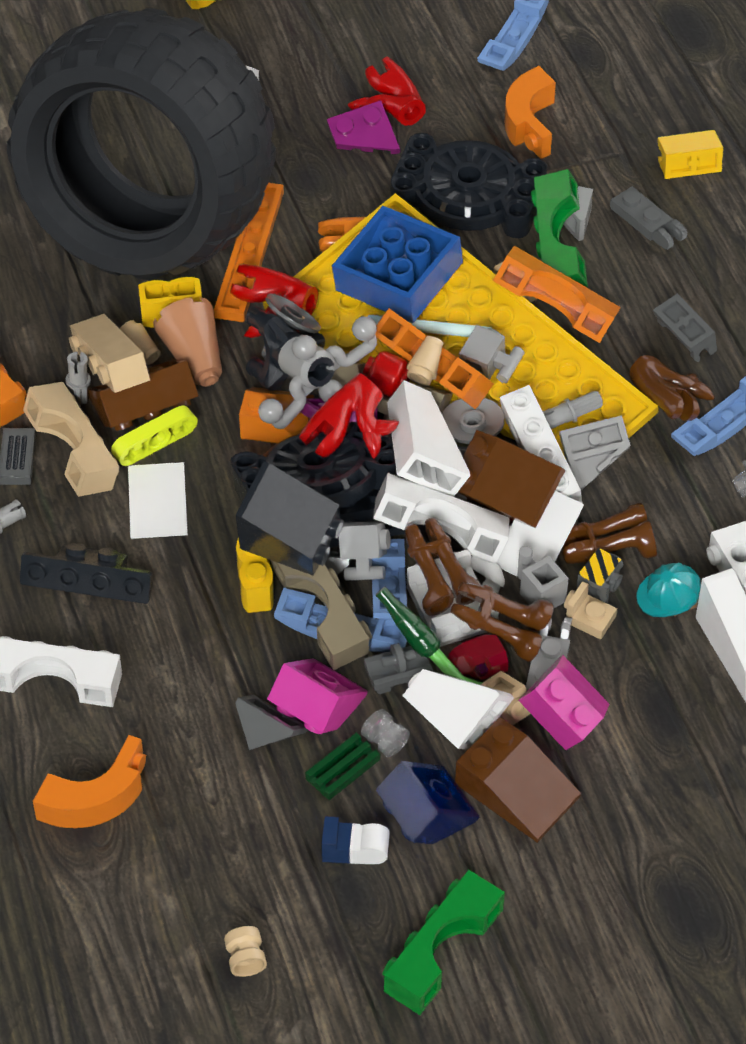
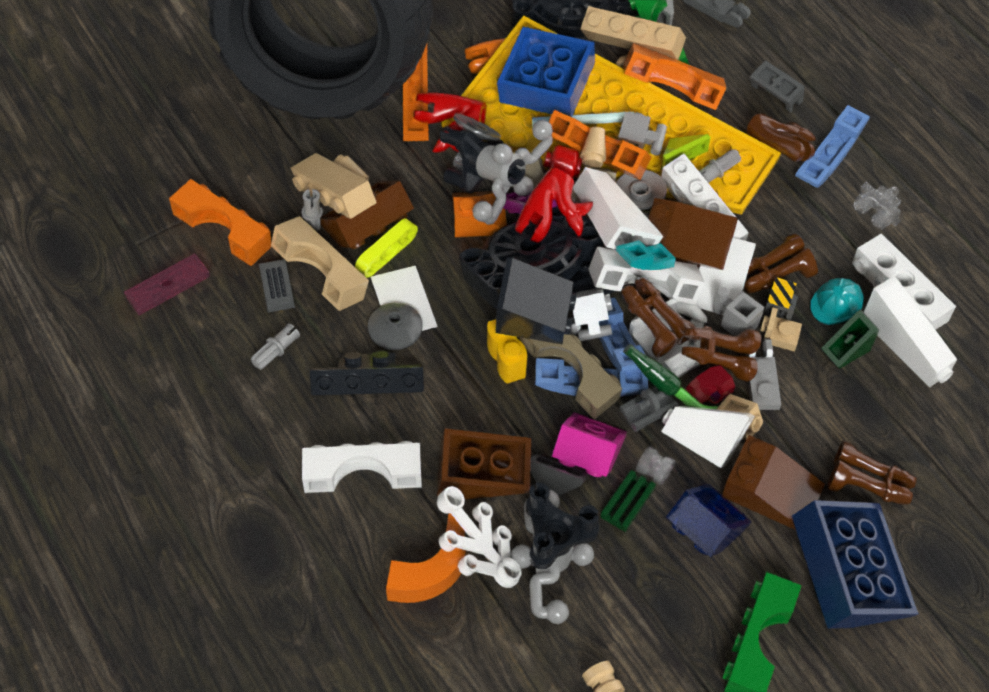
camera: 15 degrees left, 5 degrees up
(140, 534) = (395, 335): none -> dark grey dish
(151, 772) = (501, 565): none -> white plant
(159, 294) = (367, 134): yellow brick -> none
(183, 692) = (484, 464): none -> reddish brown slope
(191, 335) = (393, 160): nougat cone -> none
(229, 790) = (553, 545): none -> wheel
(354, 842) = (660, 566): leg -> none
(431, 492) = (646, 258): none -> teal slope
(511, 228) = (625, 30): none -> tan brick
(541, 380) = (690, 146): none -> lime slope
(565, 703) = (792, 413): dark pink slope -> none
(579, 883) = (853, 563): none -> dark blue slope
(594, 447) = (745, 193): light grey wing -> none
(656, 812) = (894, 483): none -> reddish brown piece
(669, 638) = (852, 340): none -> dark green slope

